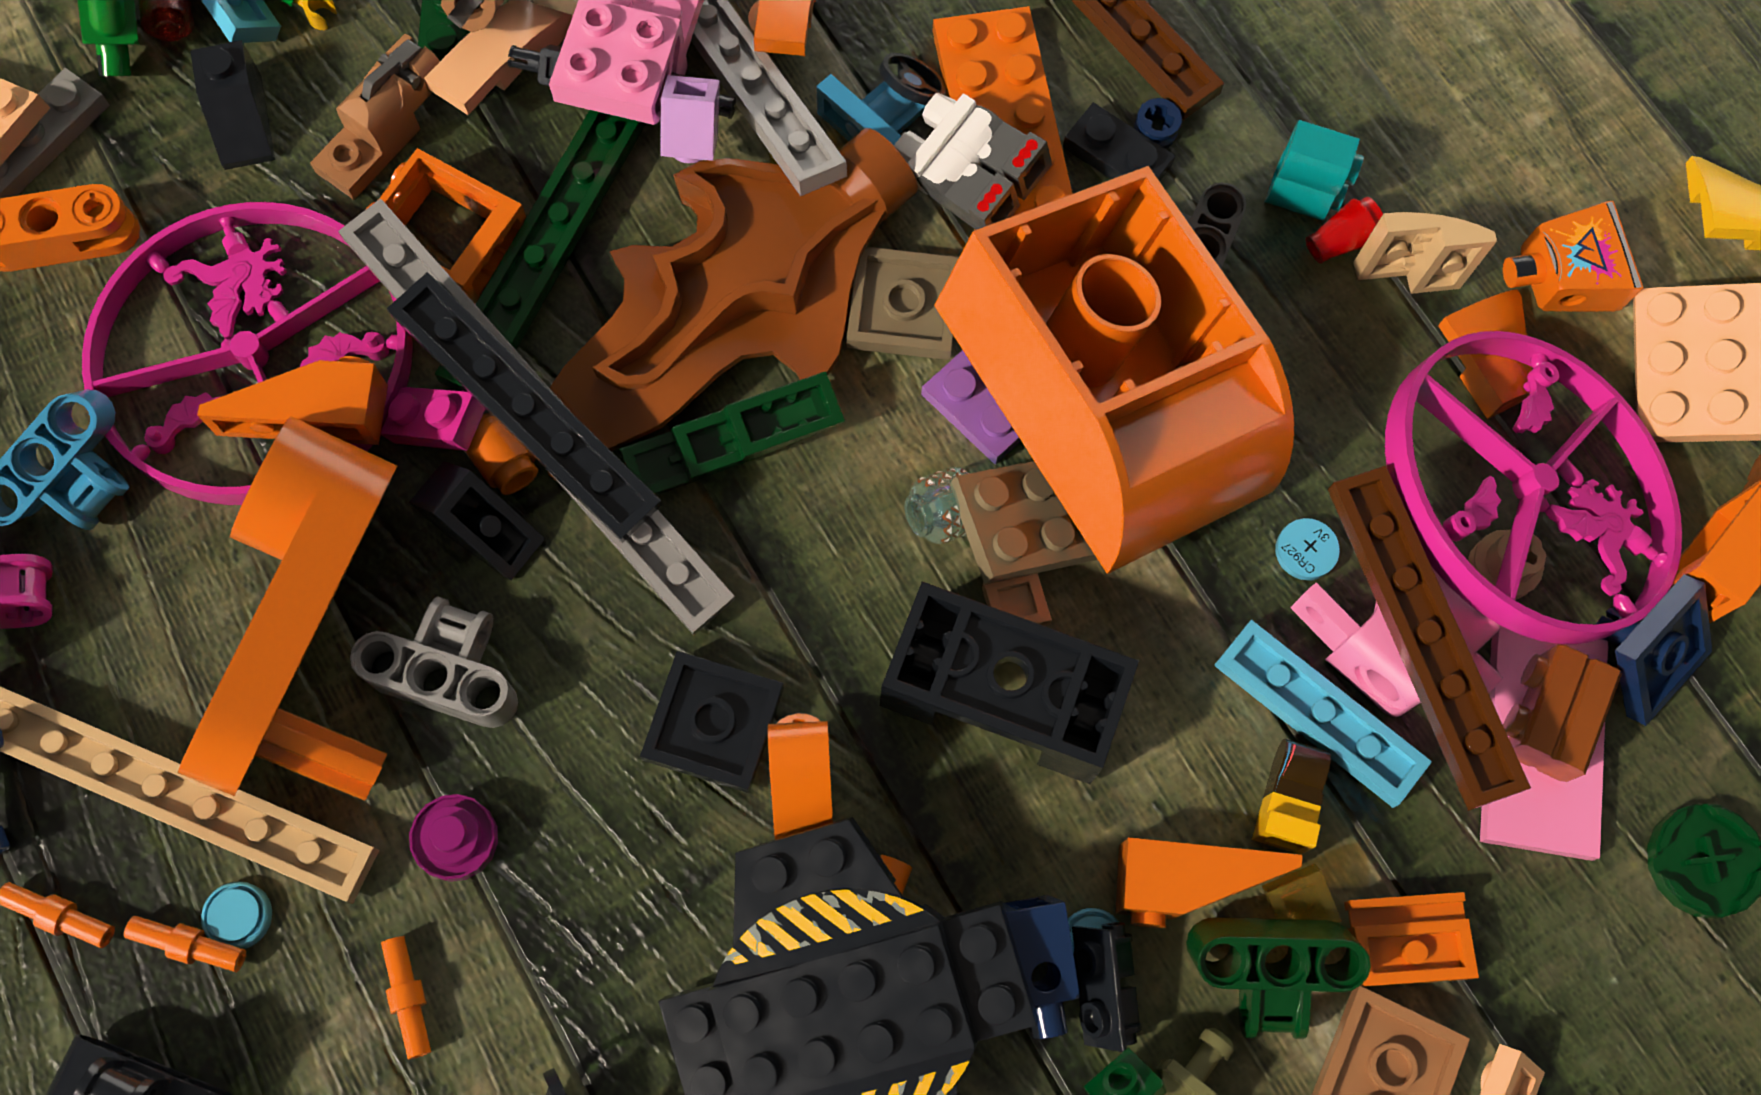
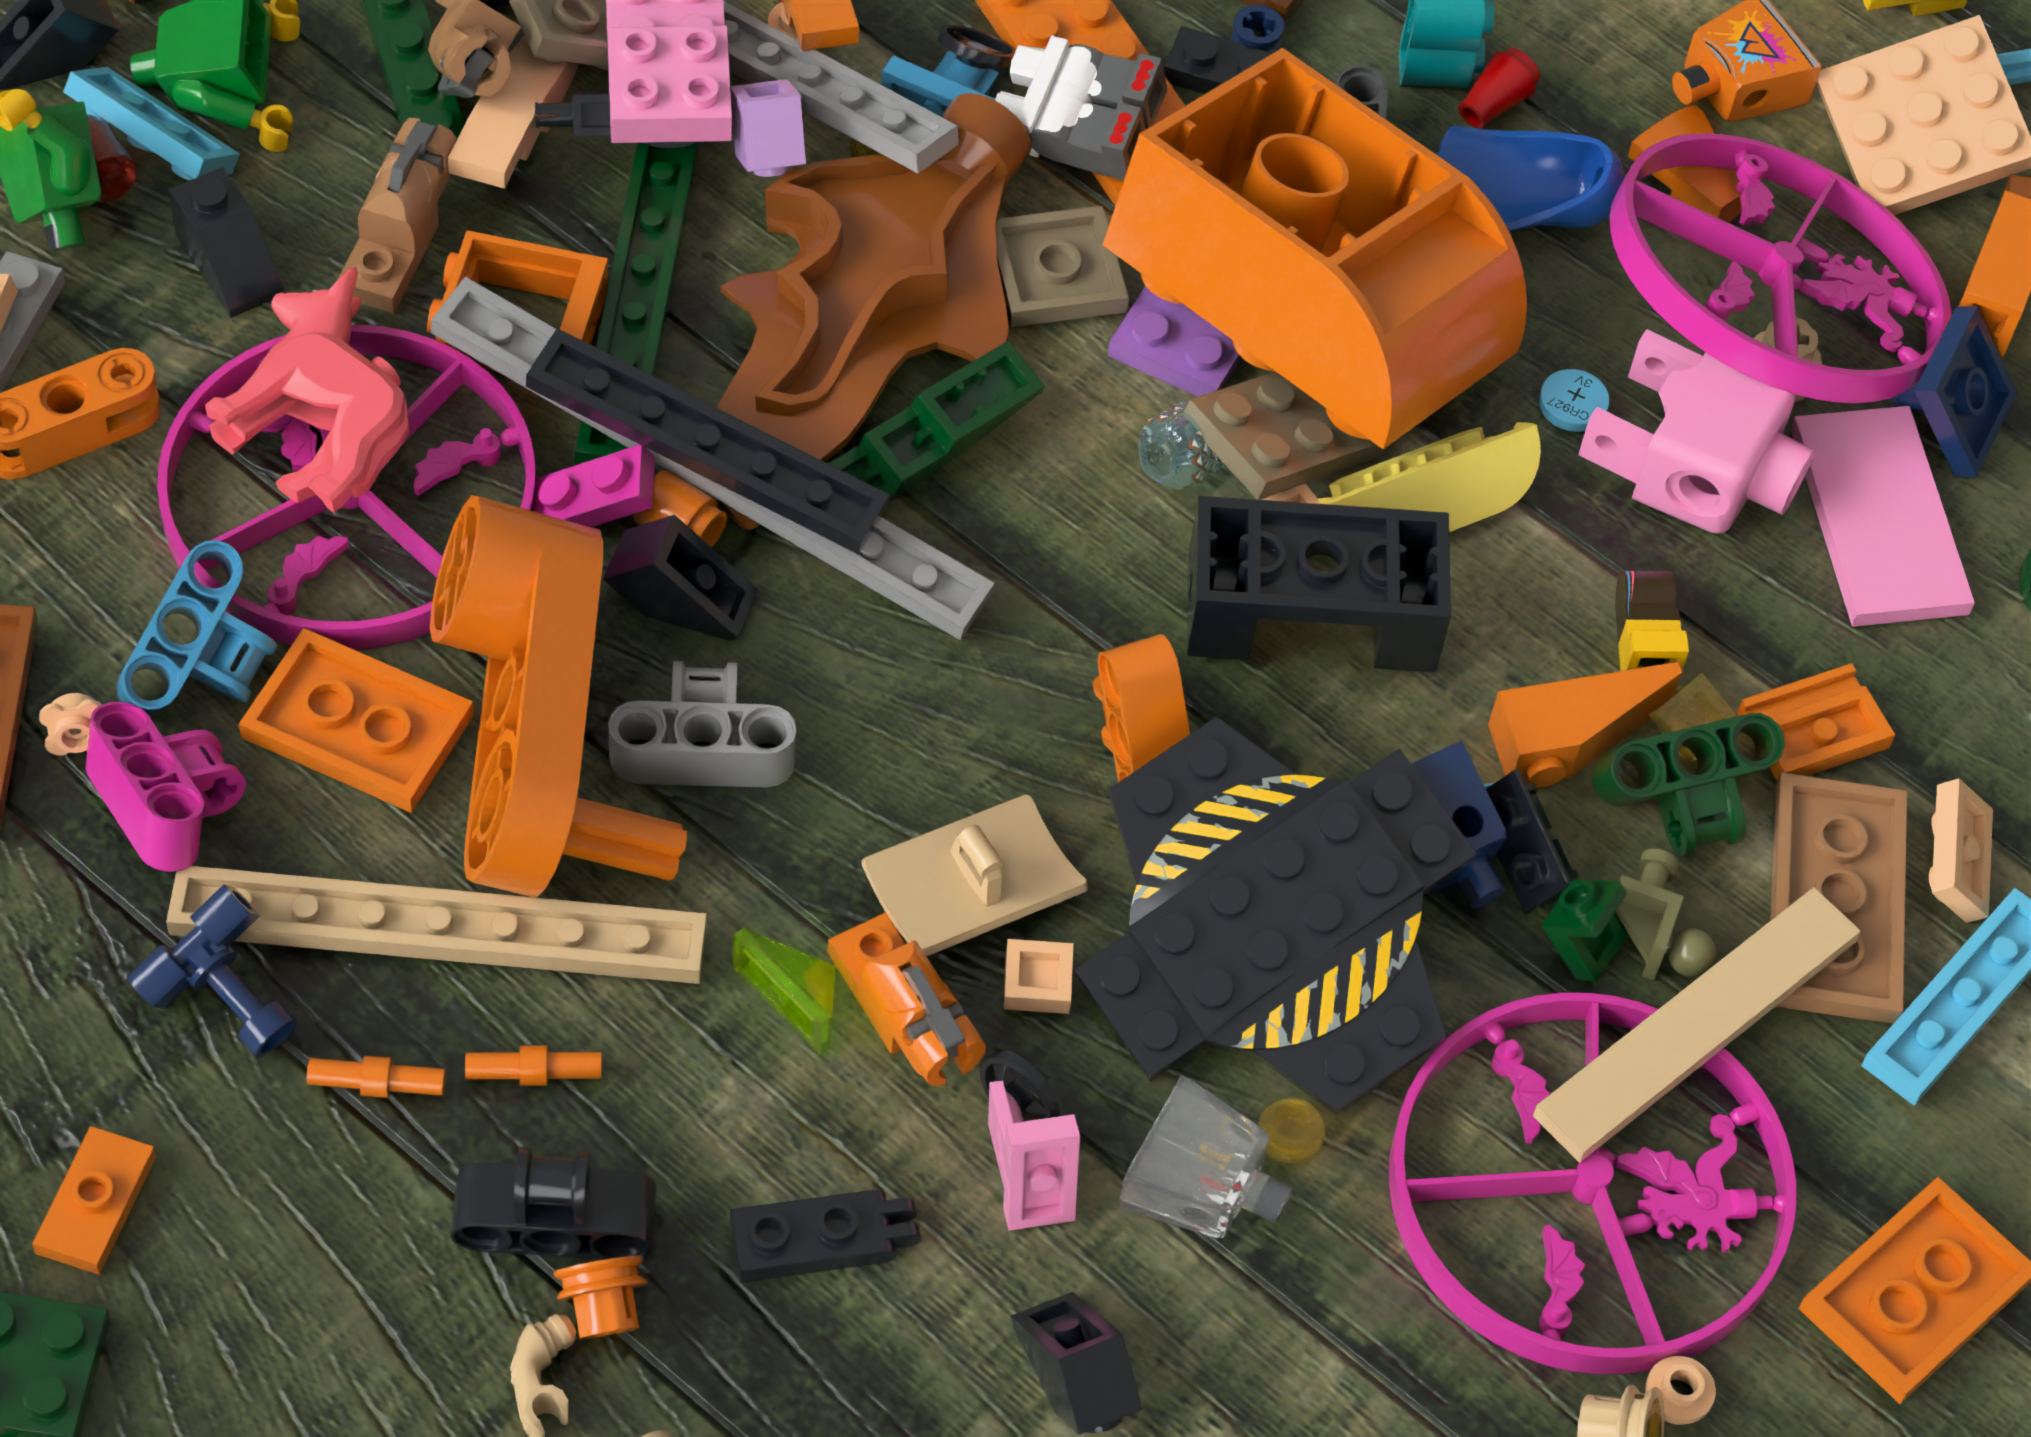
camera: 20 degrees left, 15 degrees down
(167, 574) = (357, 720): none -> orange plate
(237, 914) = (575, 1025): medium azure piece -> none
(246, 258) = (327, 385): none -> coral animal
(333, 396) = (422, 514): orange slope -> none
(406, 997) = (797, 1051): orange bar -> none
(427, 935) = (790, 982): none -> clear neon green slope
(453, 837) = (786, 887): magenta plate -> none
(509, 981) = (906, 999): none -> orange plate
(613, 875) = (972, 875): none -> tan shield
(632, 988) = (1038, 976): none -> light nougat plate
(712, 721) = (1018, 710): black plate -> none
(1150, 605) = (1455, 475): none -> light yellow brick
(1323, 714) = (1647, 542): medium azure plate -> none
(1337, 326) = (1537, 174): none -> blue hair
(1425, 247) = (1586, 81): tan slope -> none
(1428, 639) = (1726, 413): reddish brown plate -> none
(1561, 711) = (1884, 472): dark orange brick -> none

